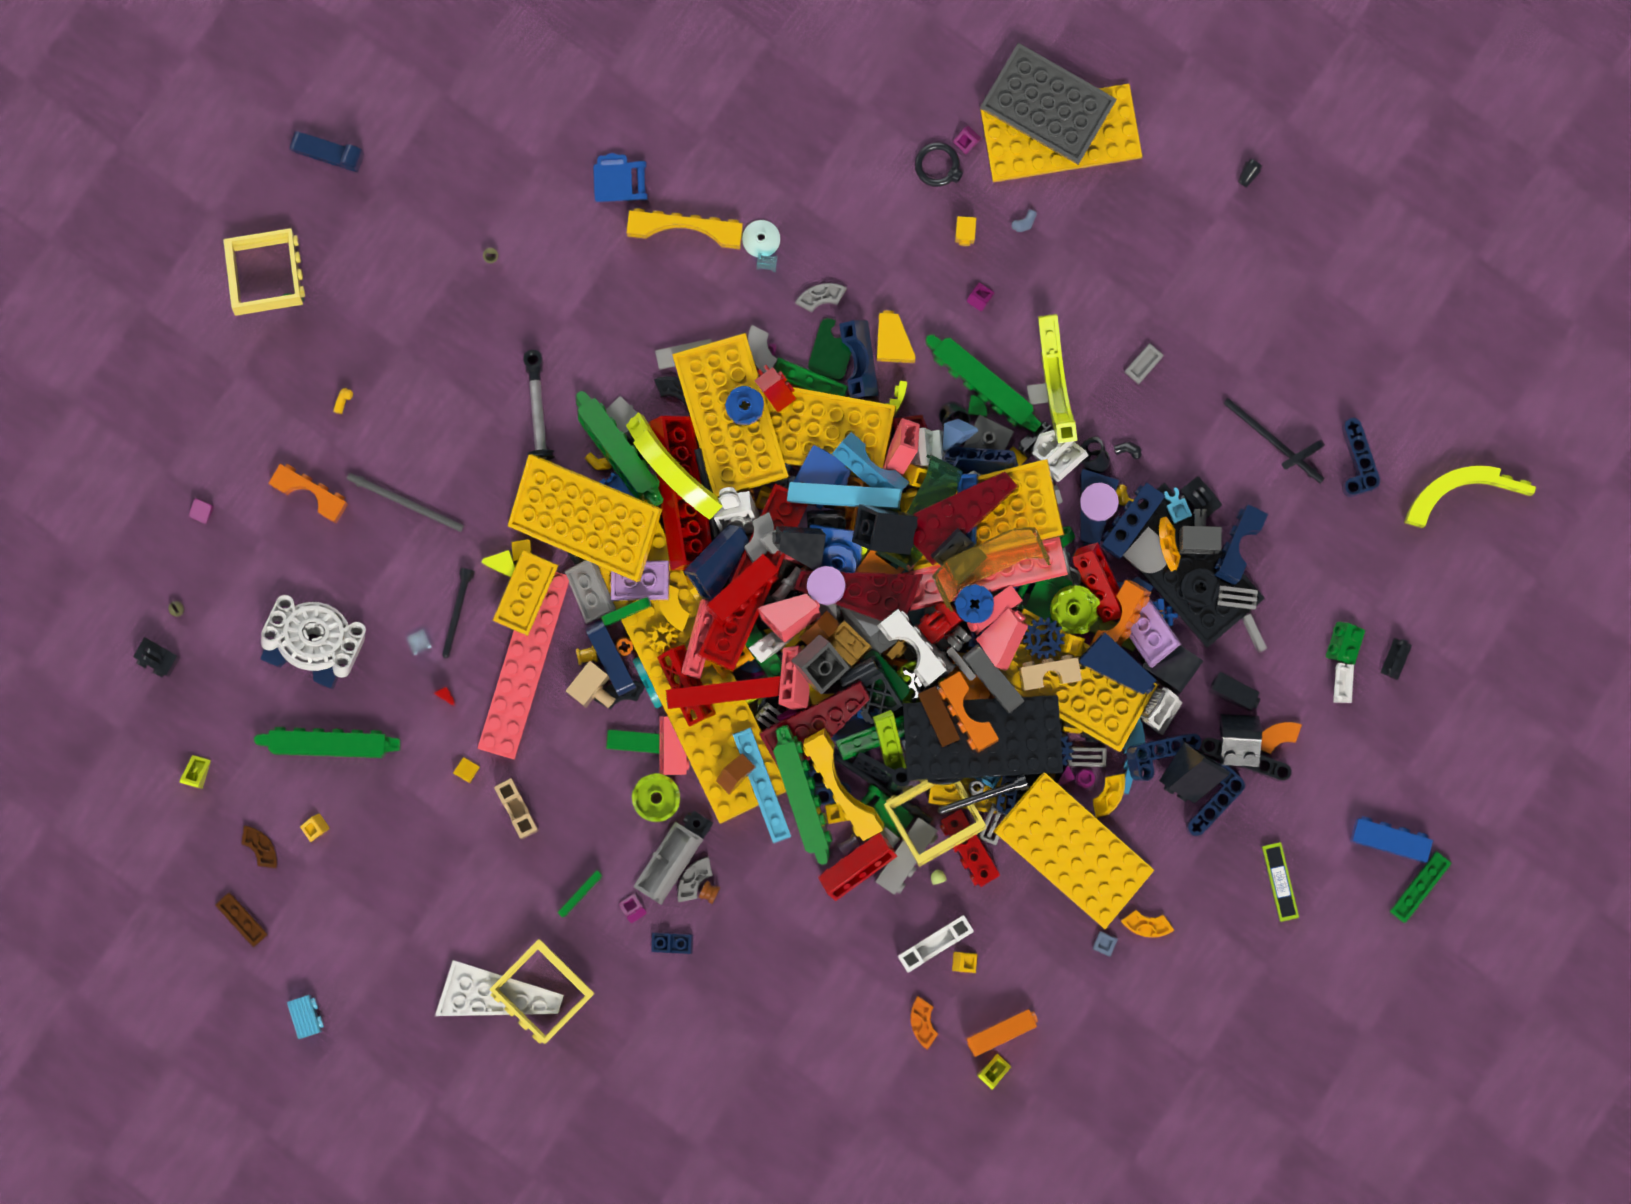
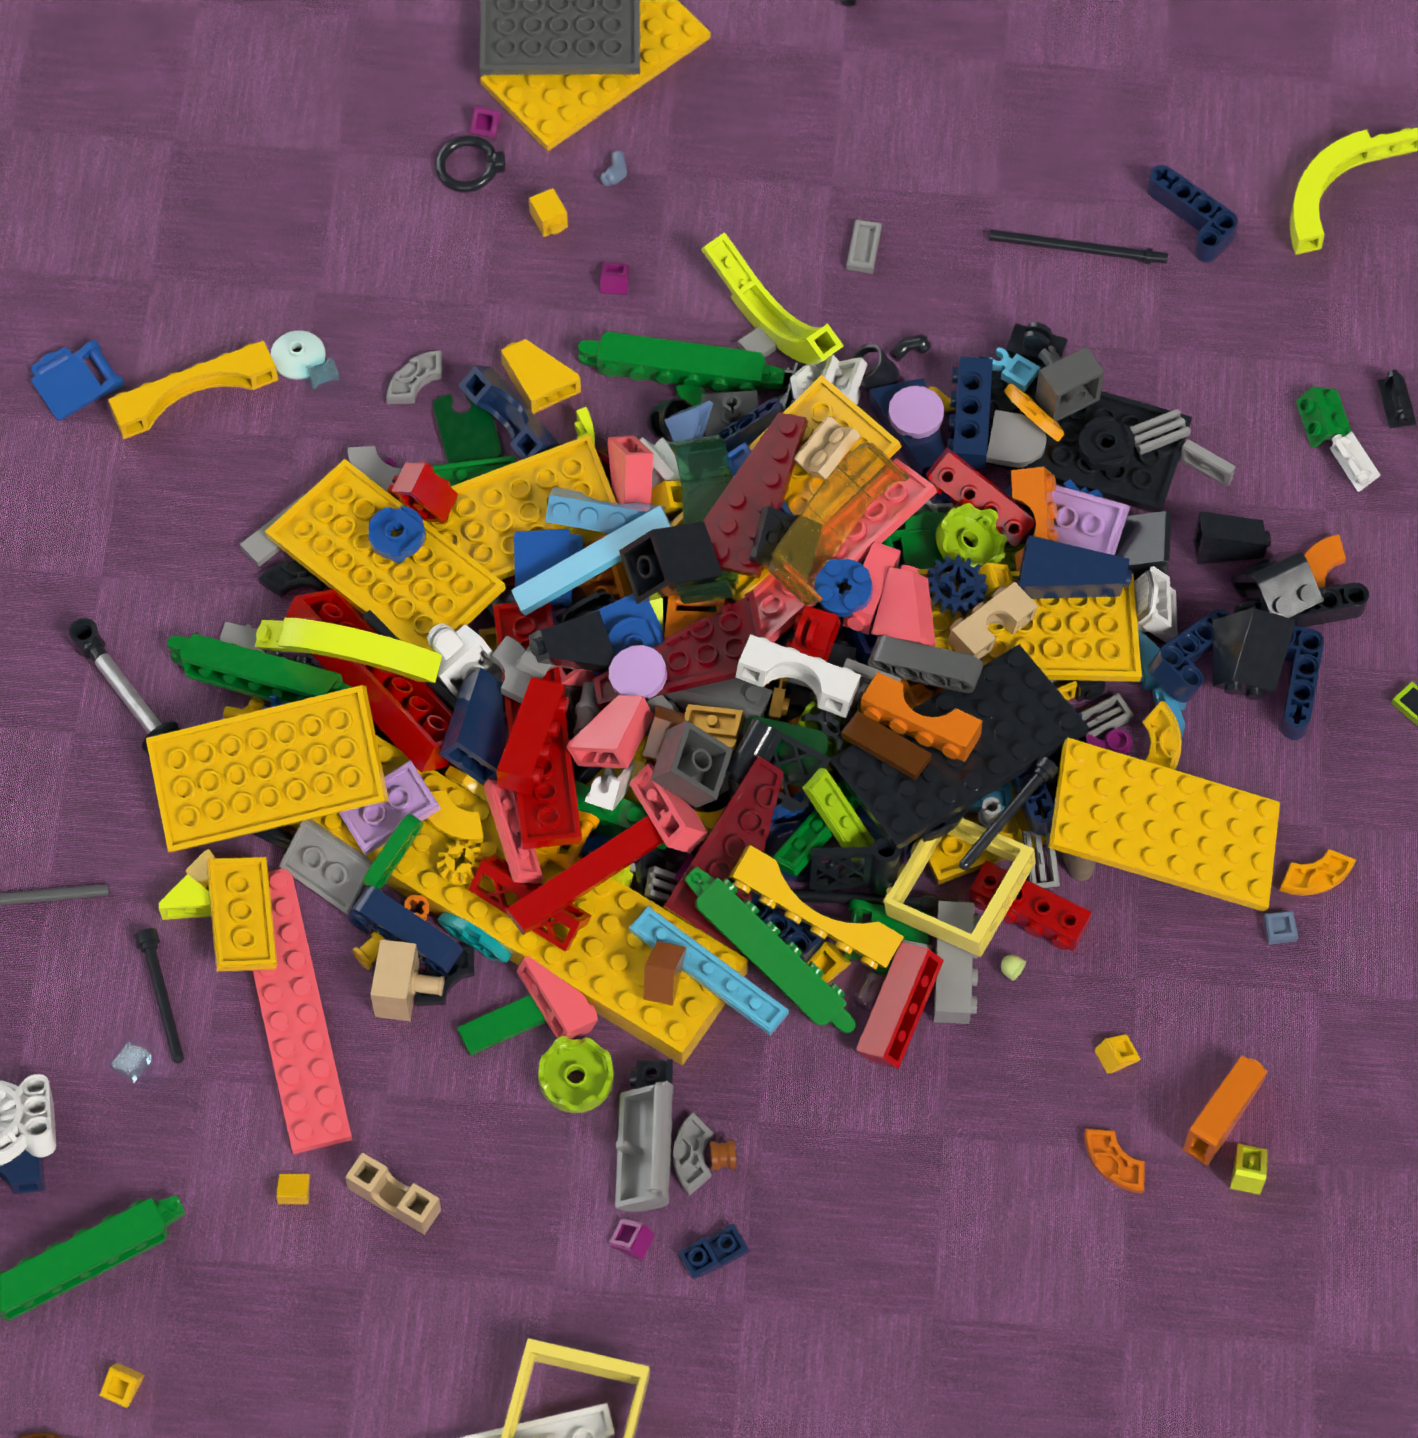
camera: 30 degrees left, 20 degrees down
(446, 695) = (208, 1107): red slope -> none
(576, 898) = (548, 1257): green tile -> none
(935, 943) = (1065, 1046): white arch -> none
(958, 637) = (847, 645): dark grey wheel -> none
(1017, 512) = (826, 448): none -> tan bracket
(1231, 564) = (1125, 395): dark blue arch -> none
(1303, 454) = (1124, 237): black tile -> none

